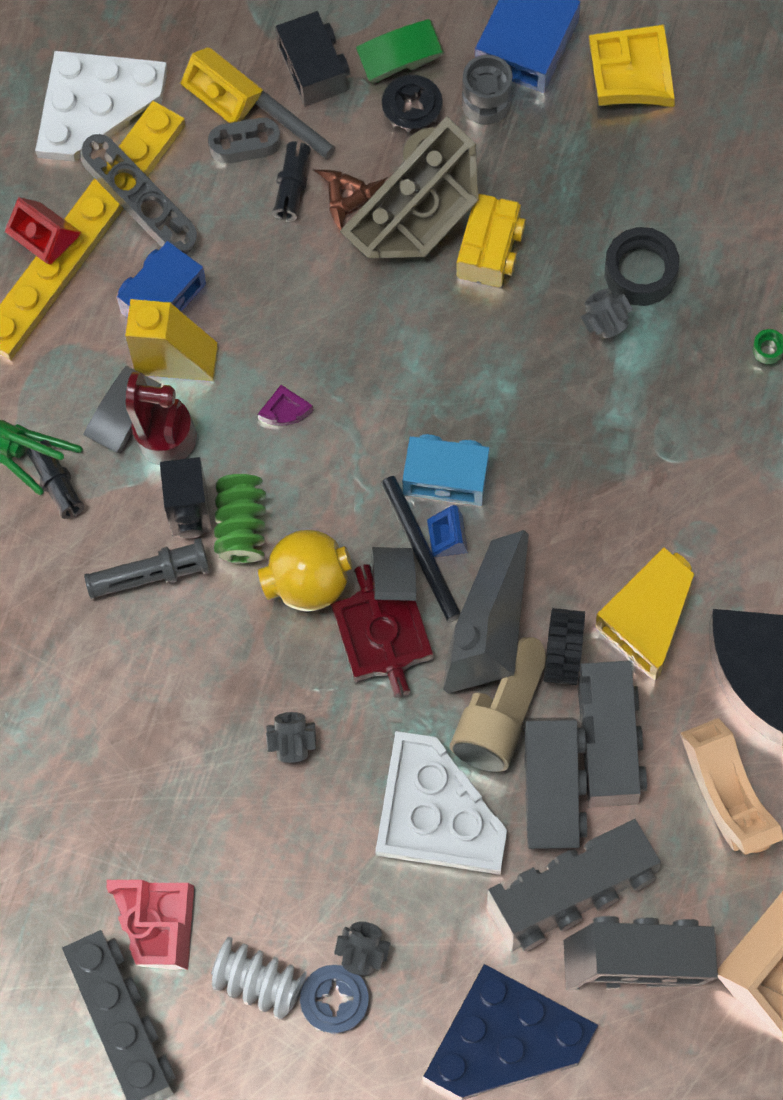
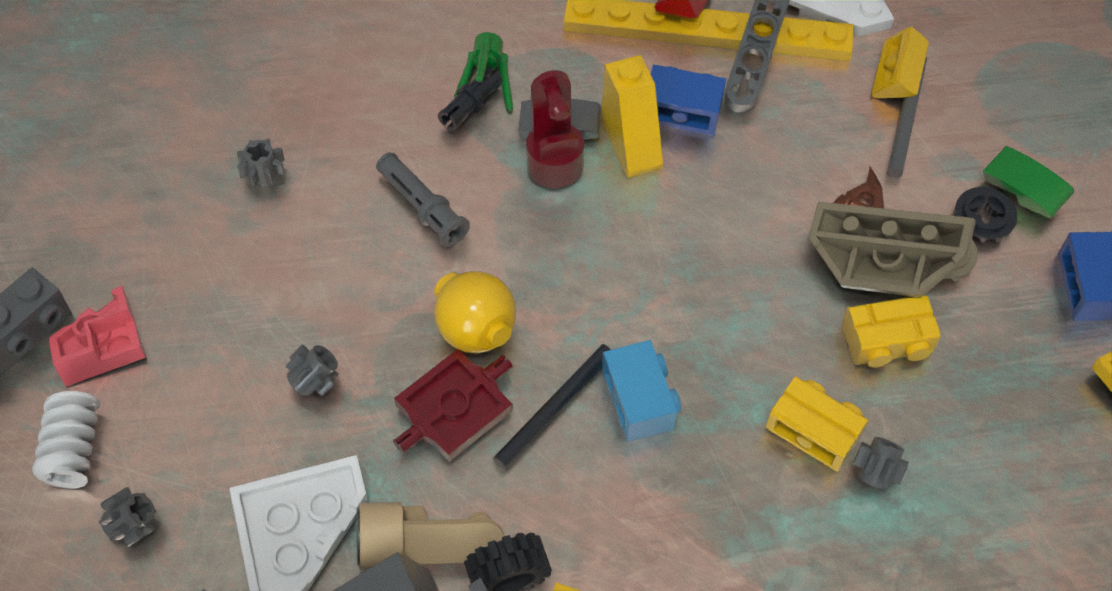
camera: 60 degrees right, 10 degrees down
(35, 691) = (260, 162): none -> dark grey gear
(185, 497) = (495, 189): black brick -> none
(236, 518) = (501, 241): bright green piece -> none
(244, 140) = (863, 104): dark grey beam -> none
(284, 408) = (630, 239): magenta tile -> none
(291, 181) = (847, 154): black pin -> none
(311, 58) = (972, 118): black brick -> none
(319, 986) = (56, 512): sand blue gear -> none
(393, 573) = (508, 383): dark grey slope -> none
(447, 533) = (582, 423): blue slope -> none
(486, 89) = (1038, 262): dark grey wheel -> none
(489, 623) = (487, 485): dark grey wedge -> none
(545, 343) = (817, 422): none -> yellow brick
(642, 239) = (972, 456): black tyre -> none

